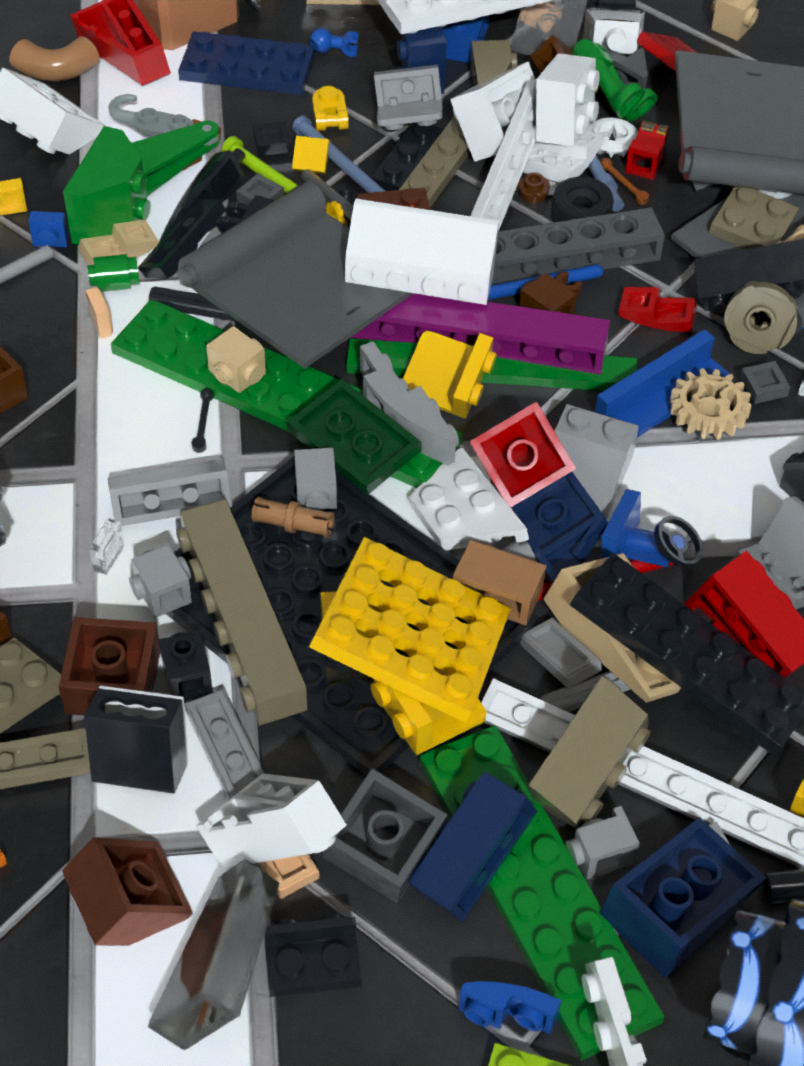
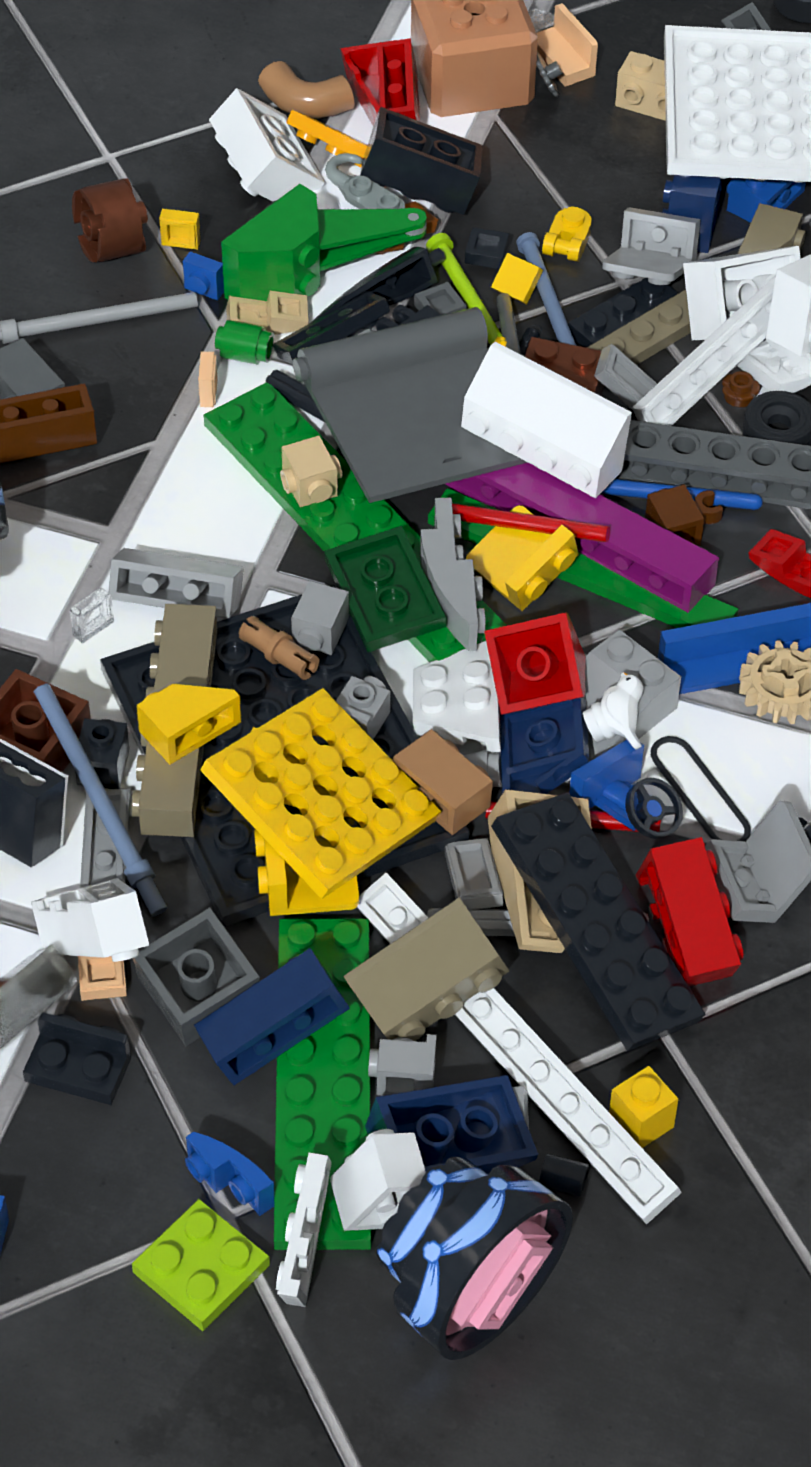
camera: 25 degrees right, 0 degrees up
(102, 90) = (337, 142): none -> light orange plate
(161, 580) = (118, 664): light grey brick -> none
(187, 84) = (422, 161): none -> black slope
(199, 443) = (238, 545): black hinge -> none
(247, 63) = (520, 157): dark blue plate -> none
(260, 606) = (186, 718): none -> yellow slope
(274, 760) = (137, 870): none -> sand blue bar
(324, 41) = (603, 154): blue arm -> none
(395, 534) = (366, 703): none -> light grey brick
(444, 200) = (622, 376): none -> light grey tile
(447, 341) = (530, 522): none -> red bar
(607, 472) = (616, 711): none -> white animal
(661, 958) = (376, 1179): none -> white brick
(697, 503) = (747, 829): none -> black piece

